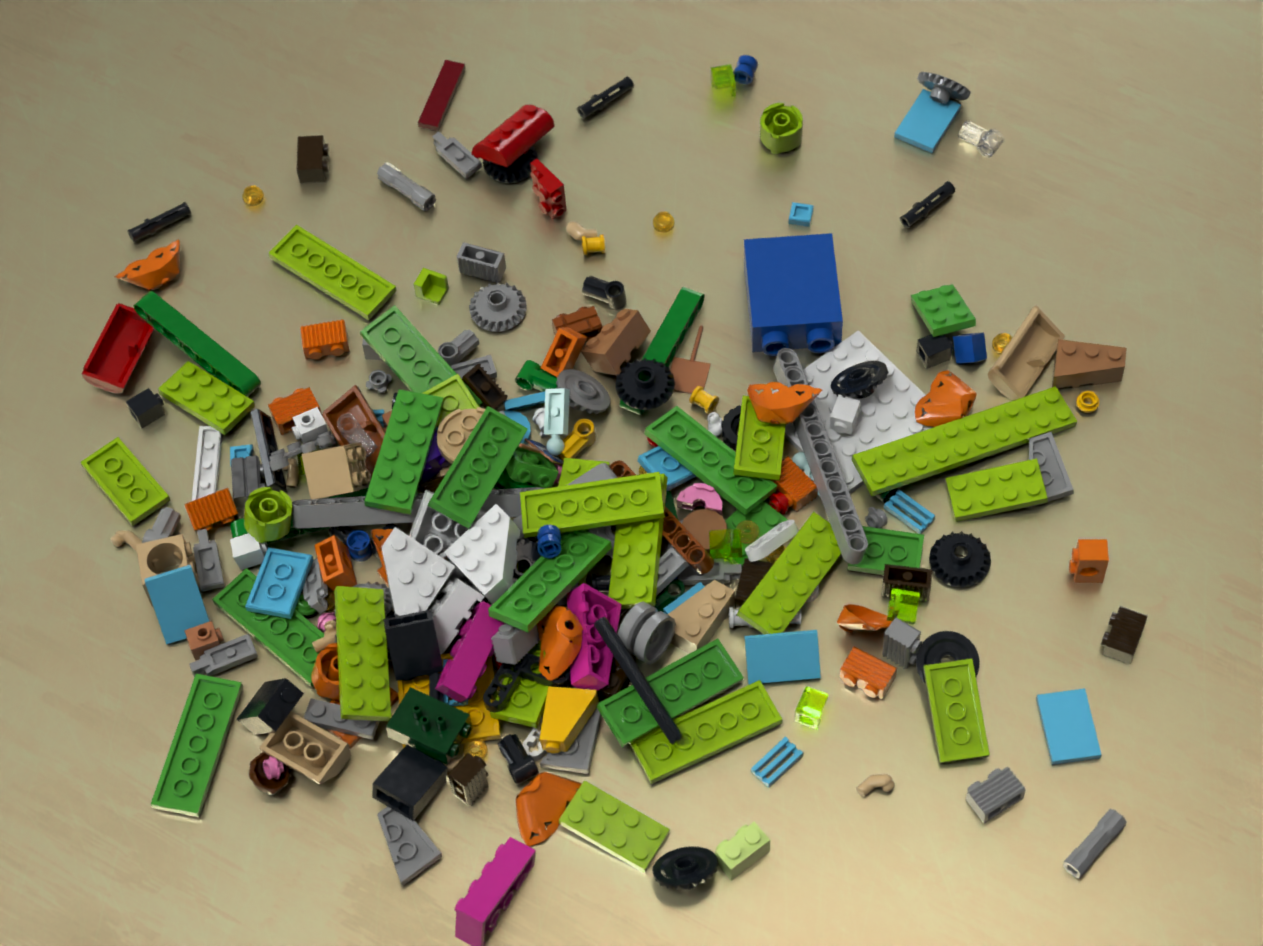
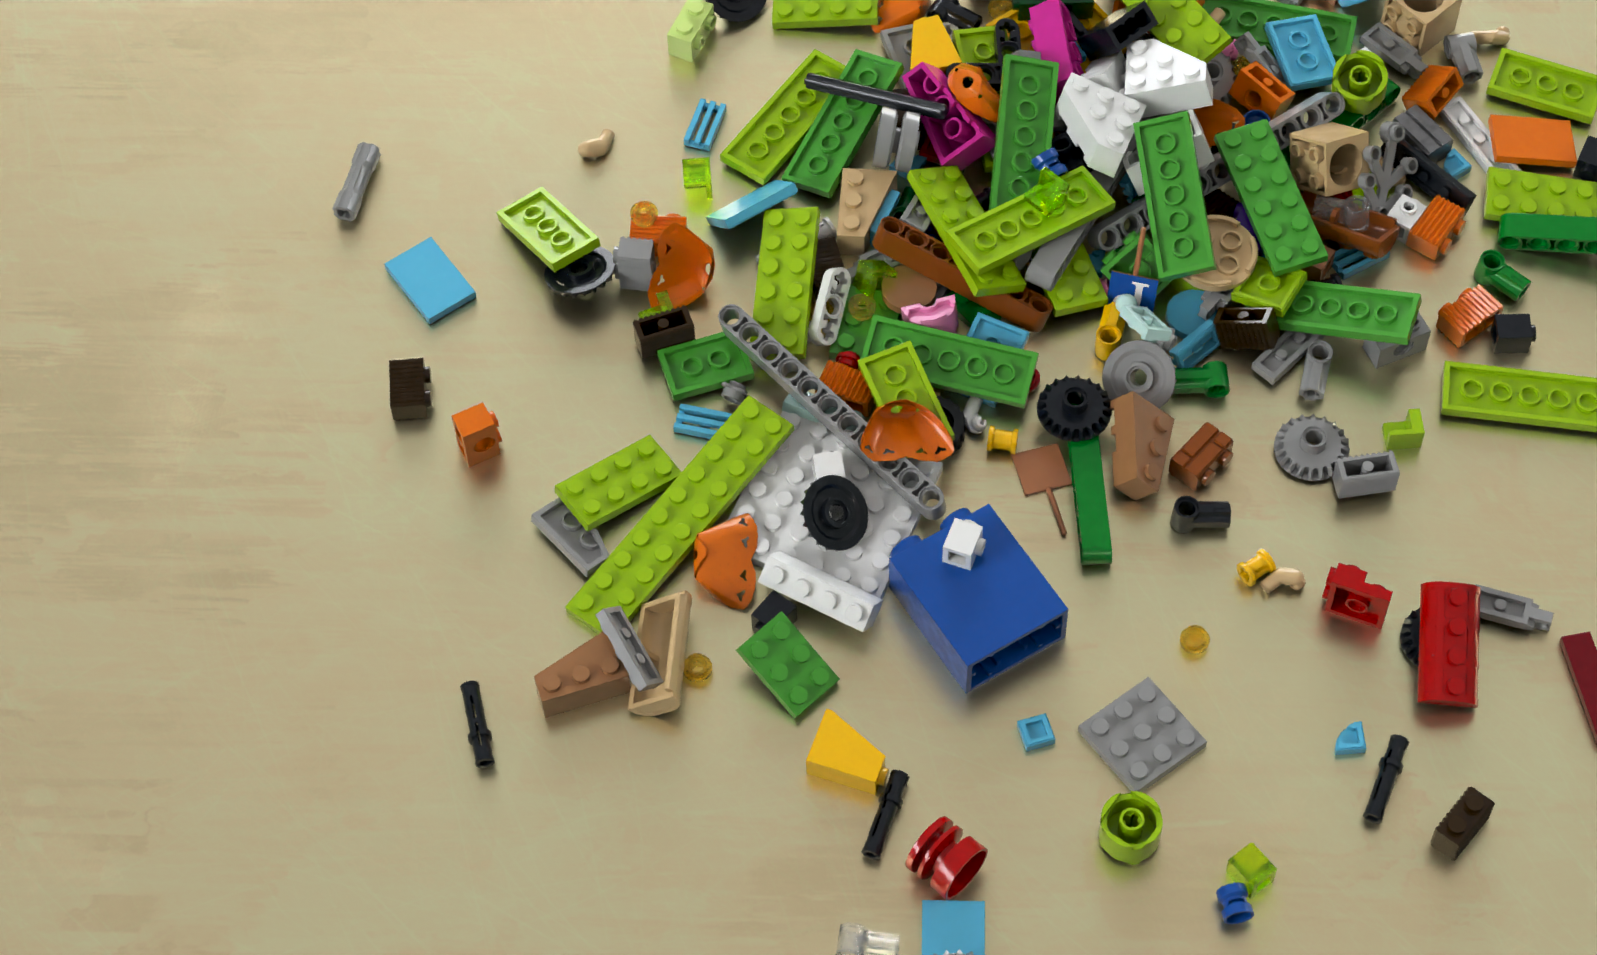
camera: 150 degrees right, 0 degrees up
(173, 442) = (1532, 141): none -> orange tile
(280, 357) = (1494, 271): none -> green piece
(306, 312) = (1512, 333): none -> black brick
(417, 194) = (1555, 543): light grey axle -> none
(563, 351) = (1189, 404): orange brick -> none
(570, 507) = (1049, 192): none -> clear neon green panel
(581, 53) = (1462, 823): none -> dark brown brick
(609, 129) = (1351, 740): none -> medium azure tile
(735, 184) = (1142, 736): none -> light grey plate
(790, 297) = (963, 543): none -> white brick
(875, 683) = (646, 219): none -> clear yellow plate
(895, 345) = (820, 591): none -> white brick
(907, 152) = (946, 858): none -> red wheel
(935, 245) = (845, 756): none -> yellow slope
(956, 570) = (625, 409): black gear -> none
(970, 347) = (729, 637): blue panel -> none
(995, 794) = (474, 180): light grey brick -> none
(1050, 350) = (629, 648): none -> light grey plate
(1087, 396) = (561, 632): yellow plate -> none
(1177, 351) = (483, 752): none -> black pin

